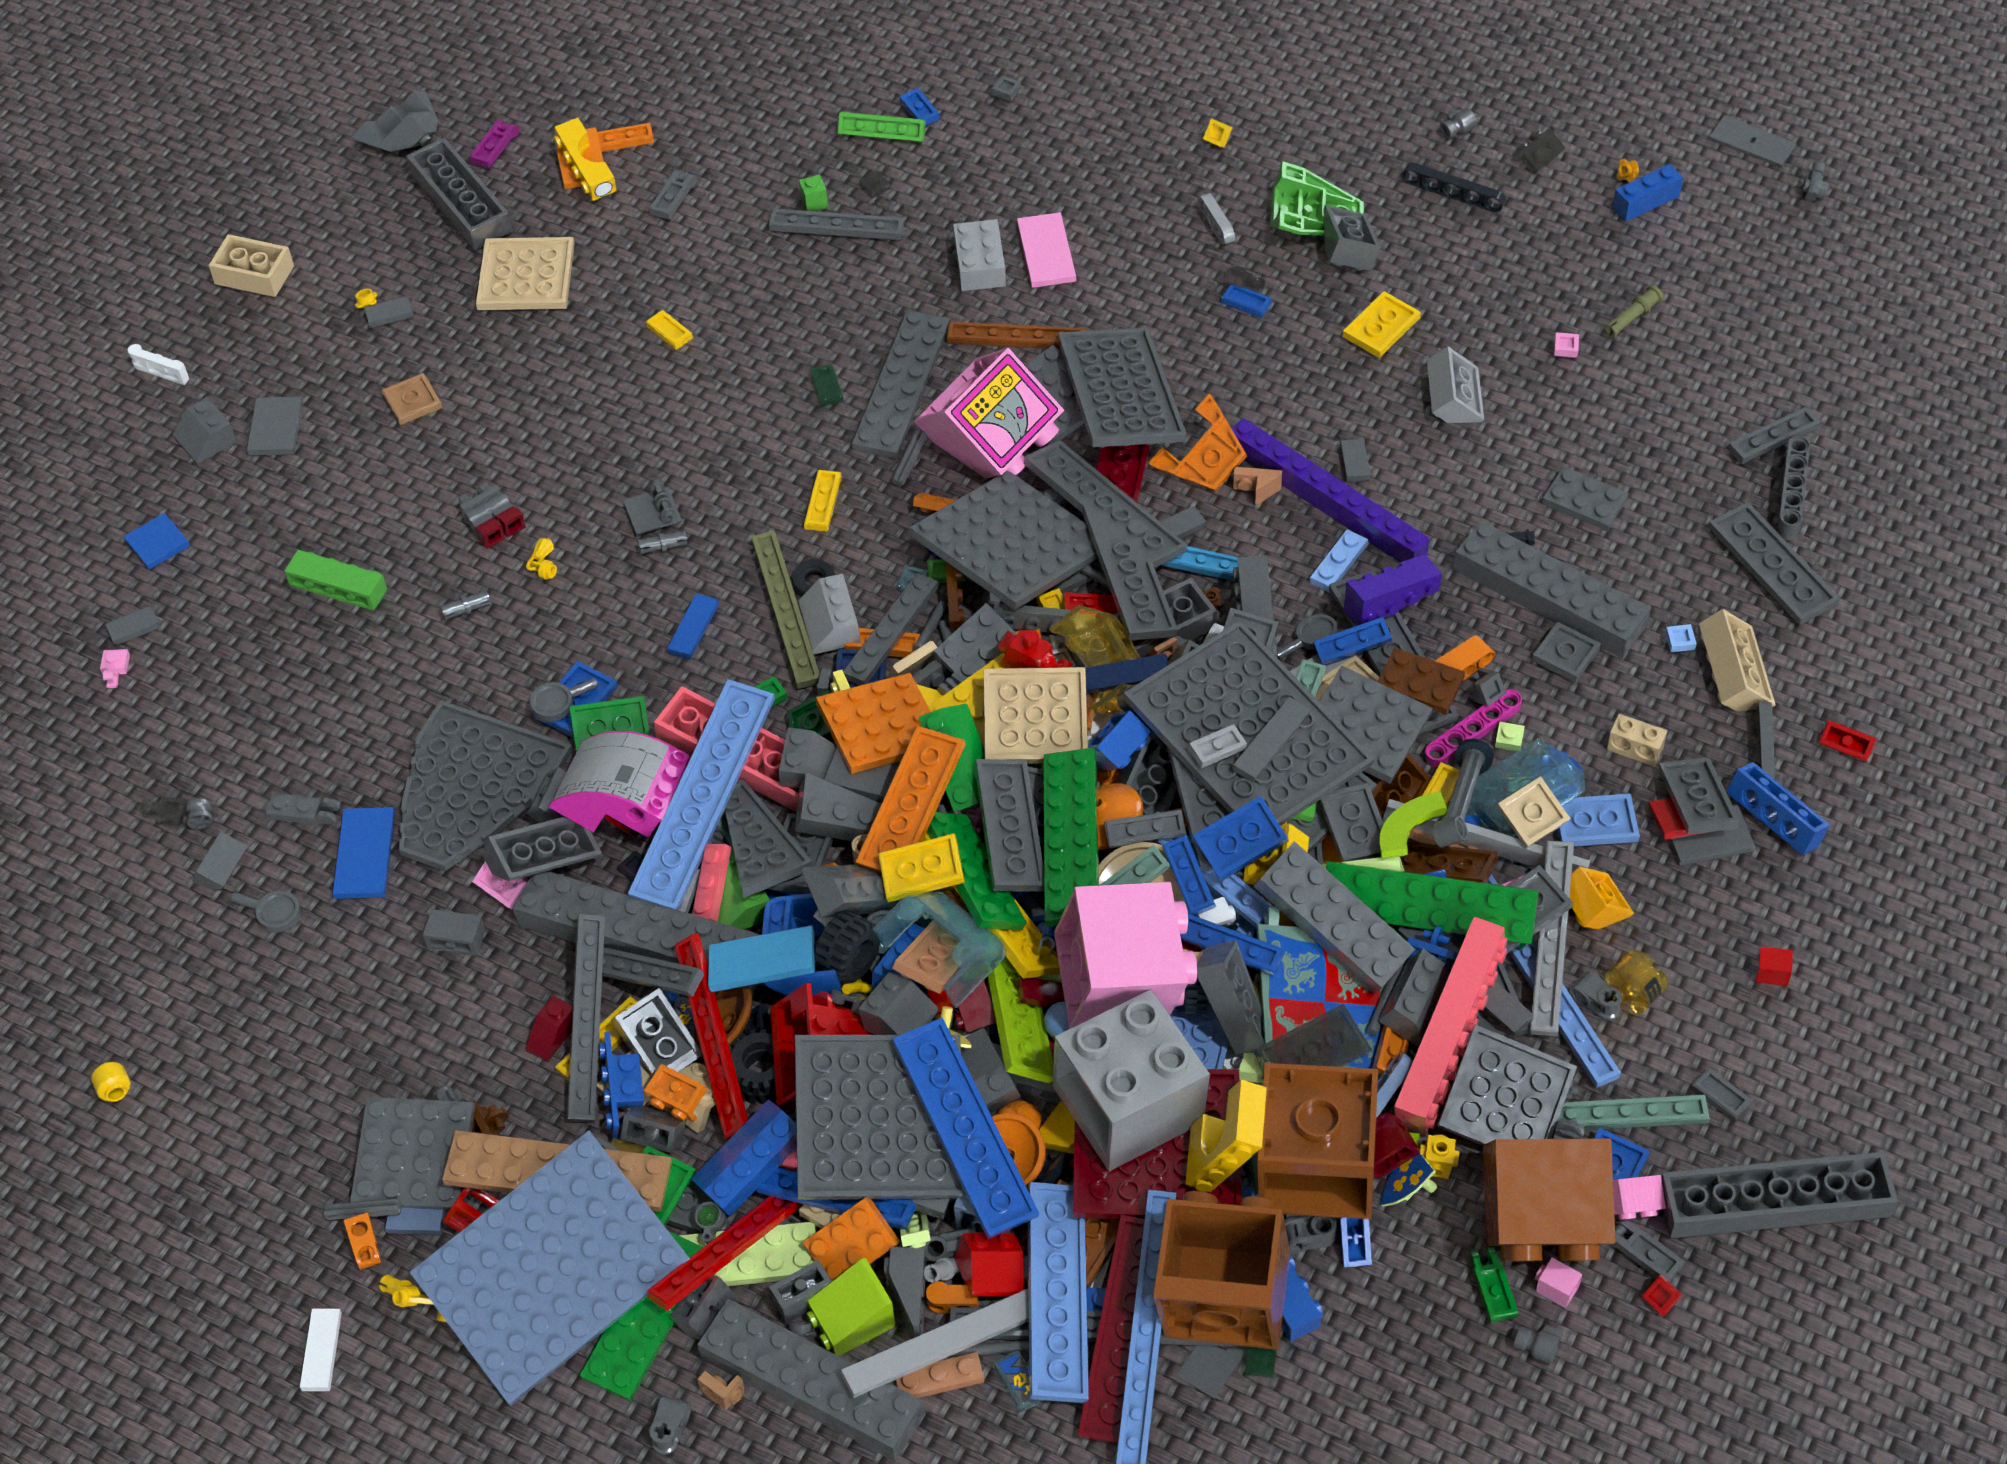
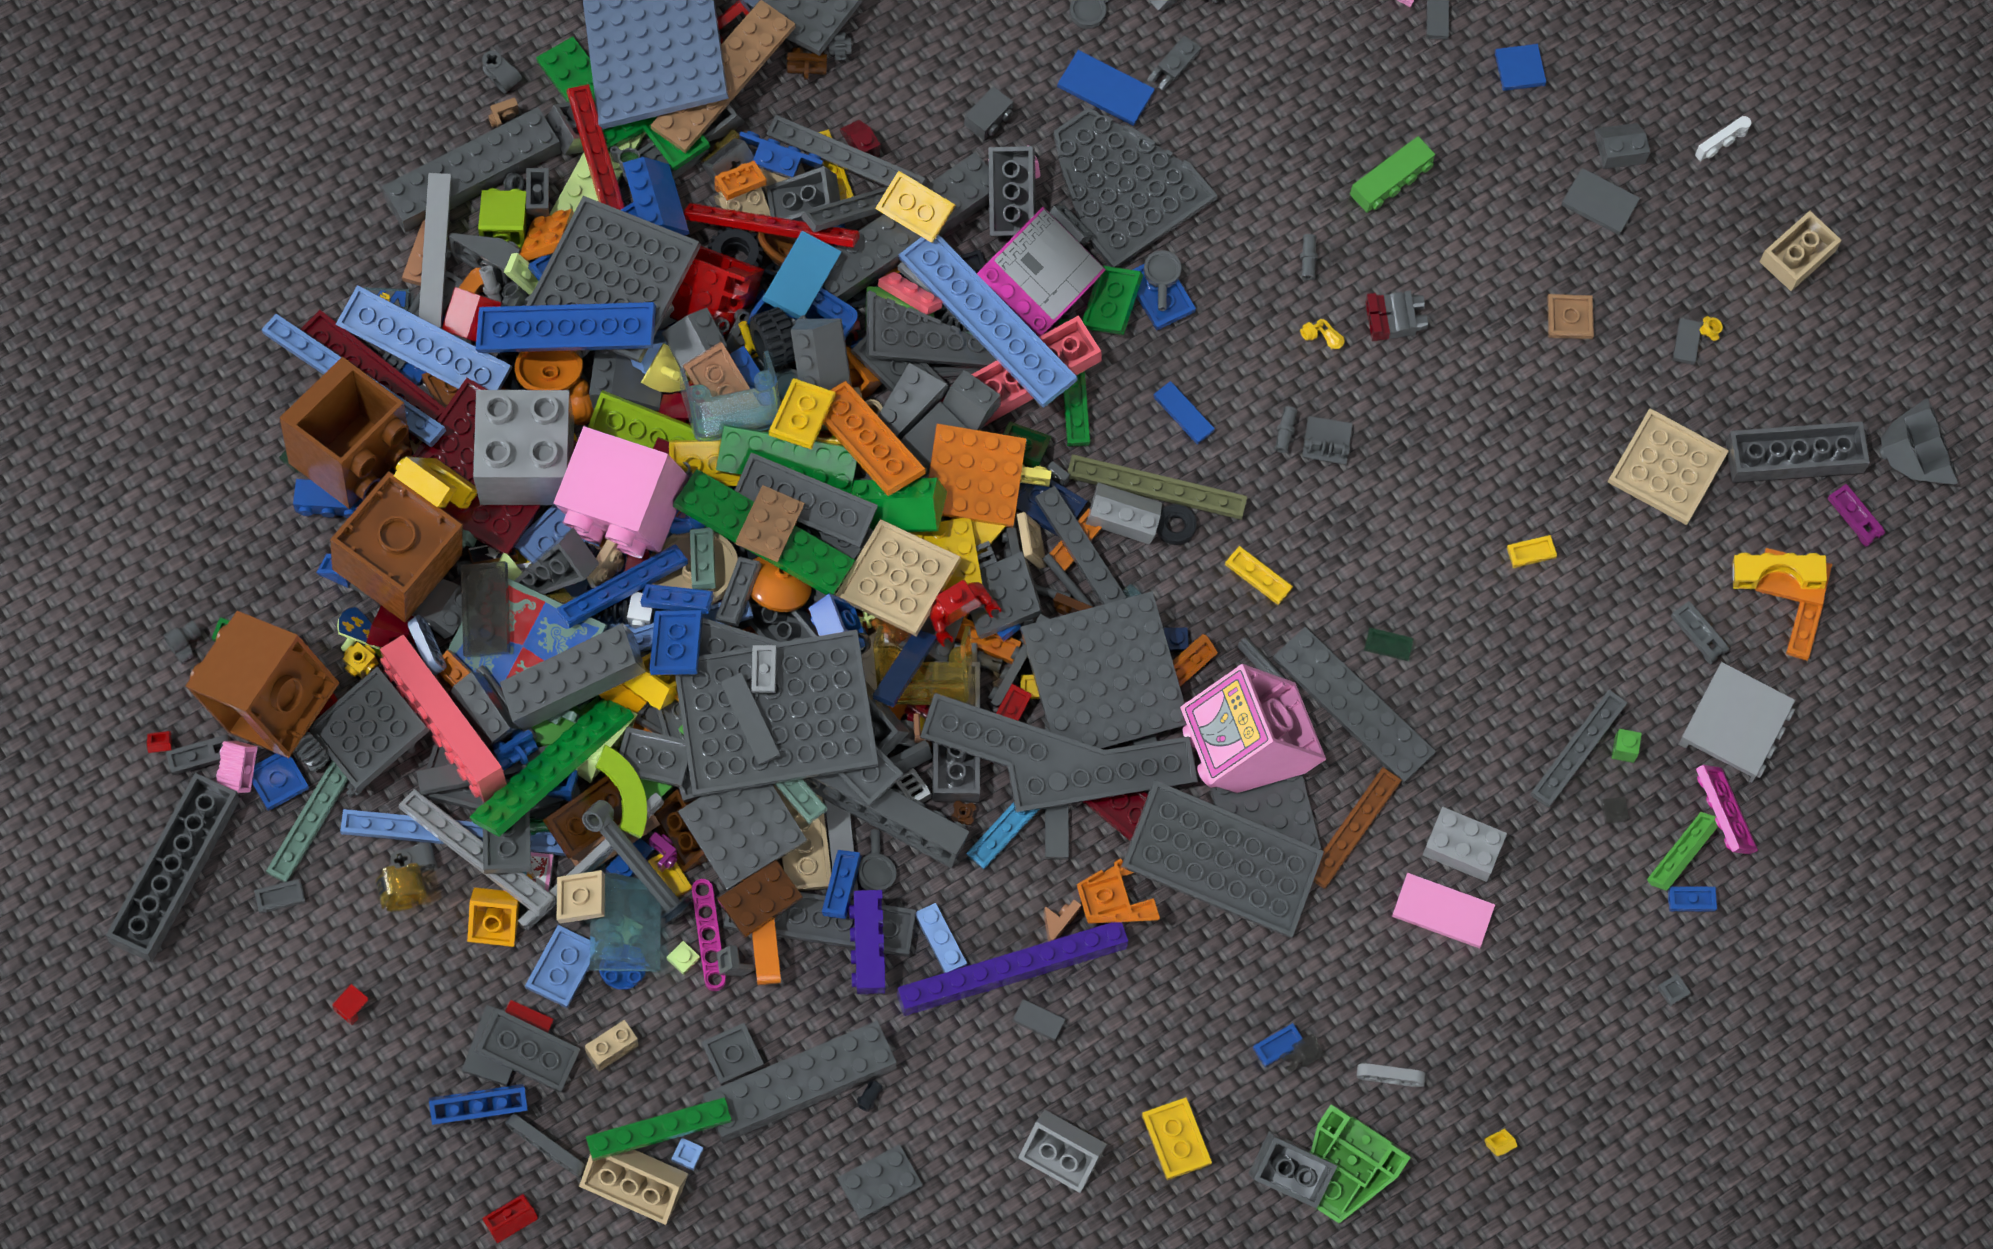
camera: 110 degrees right, 15 degrees up
(616, 909) = (915, 207): none -> yellow tile
(741, 140) = (1738, 721): none -> light grey panel
(829, 110) = (1726, 808): none -> dark pink plate
(1061, 825) = (769, 523): none -> medium nougat plate
(1432, 784) = (664, 847): none -> magenta bracket
(1688, 647) = (658, 1129): none -> green plate

